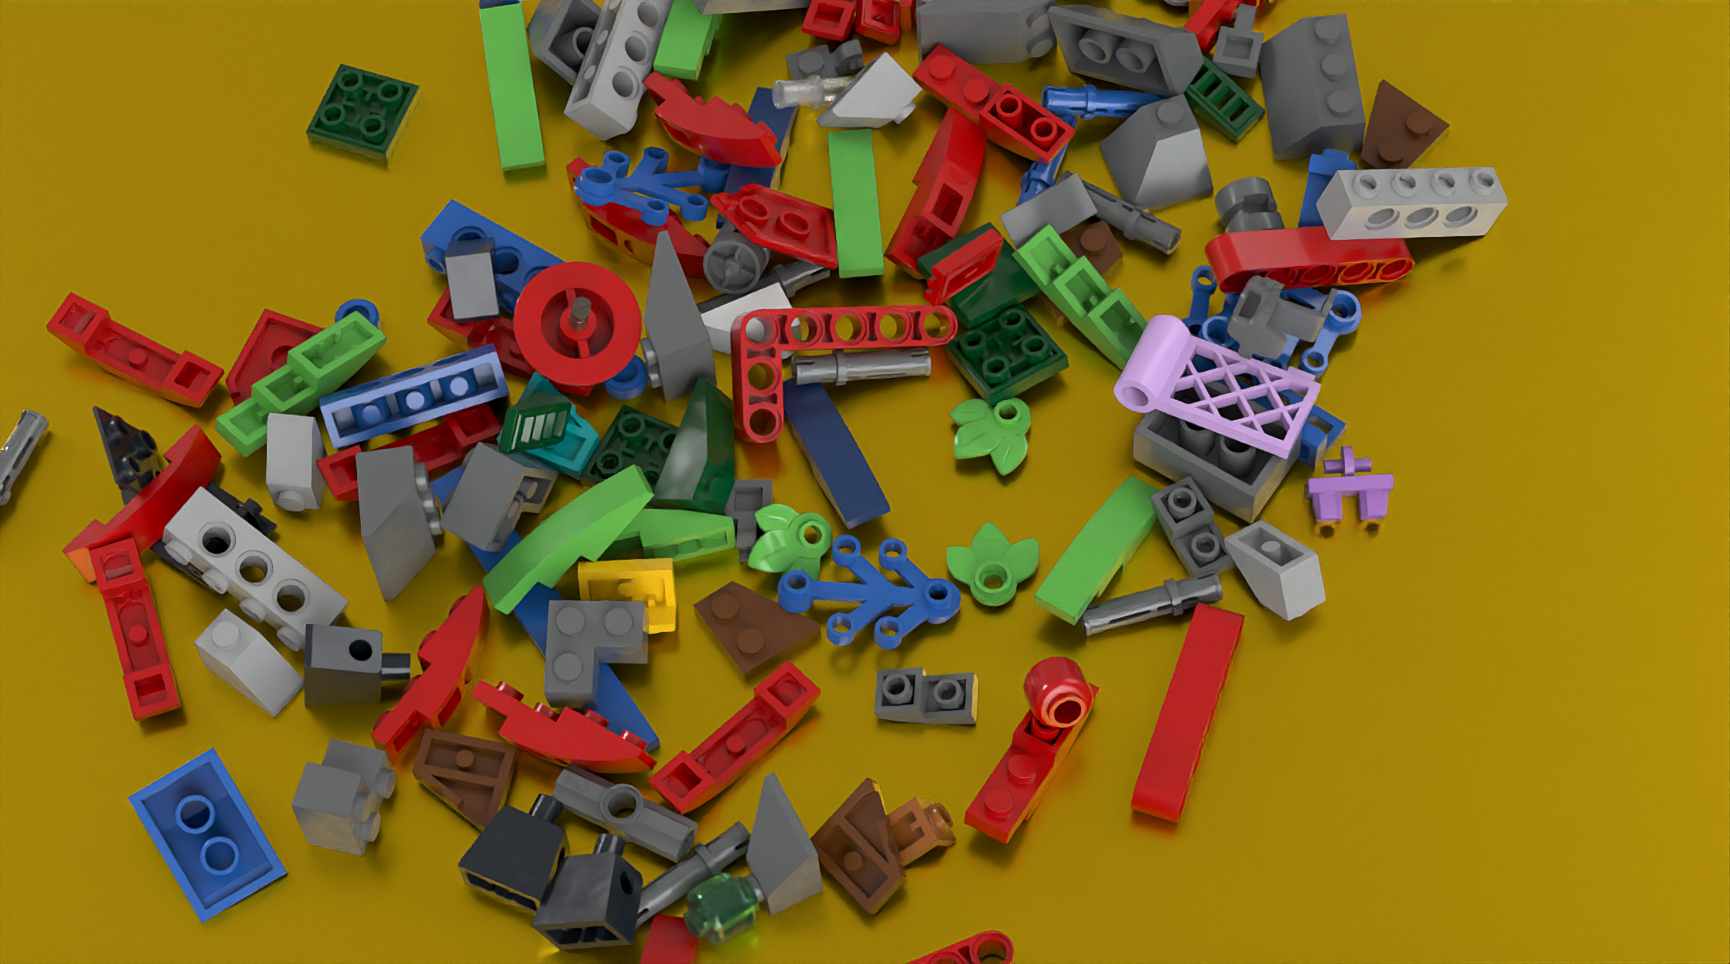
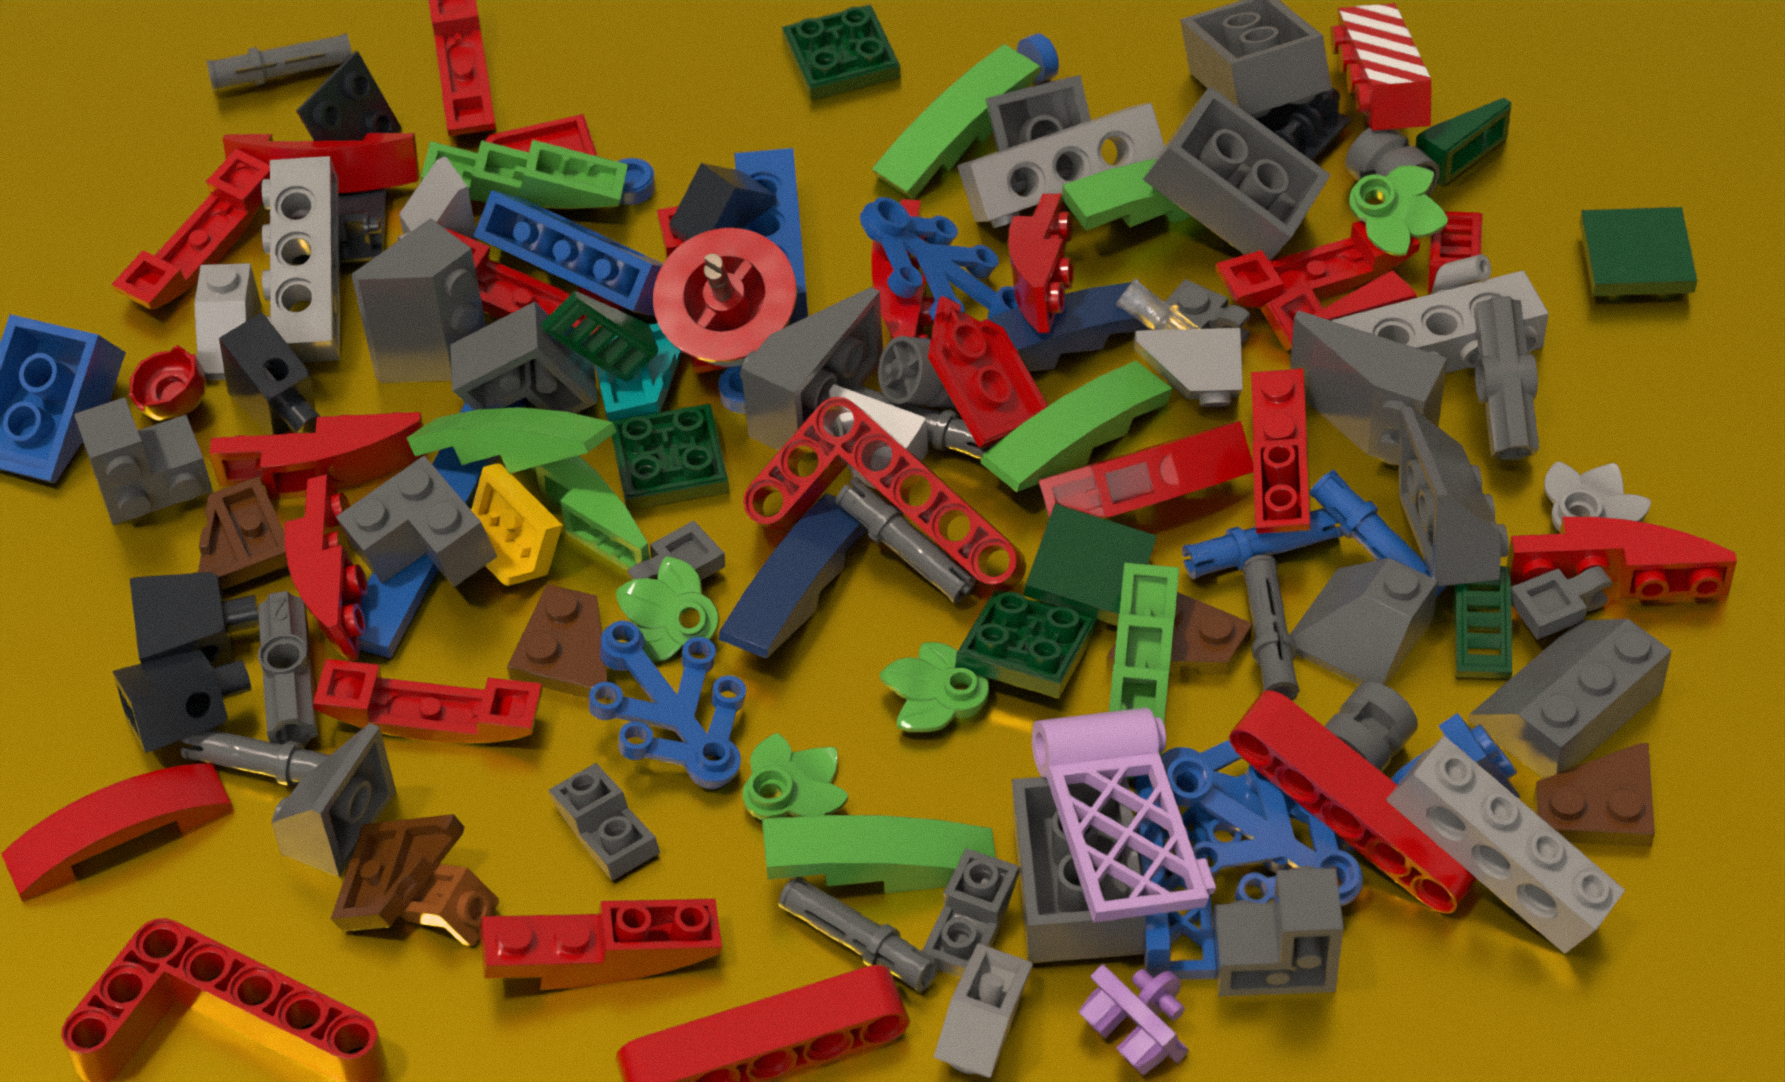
camera: 50 degrees right, 10 degrees down
(274, 736) = (168, 384): none -> red hair
(701, 459) = (696, 483): dark green slope -> none
(721, 908) = (239, 800): clear green head -> none
(963, 267) = (1063, 532): red tile -> none
(1058, 205) = (1208, 567): dark grey slope -> none
(1058, 692) = (659, 898): red head -> none
(1264, 315) = (1233, 785): dark grey piece -> none
(1369, 366) = (1283, 943): none -> dark grey brick

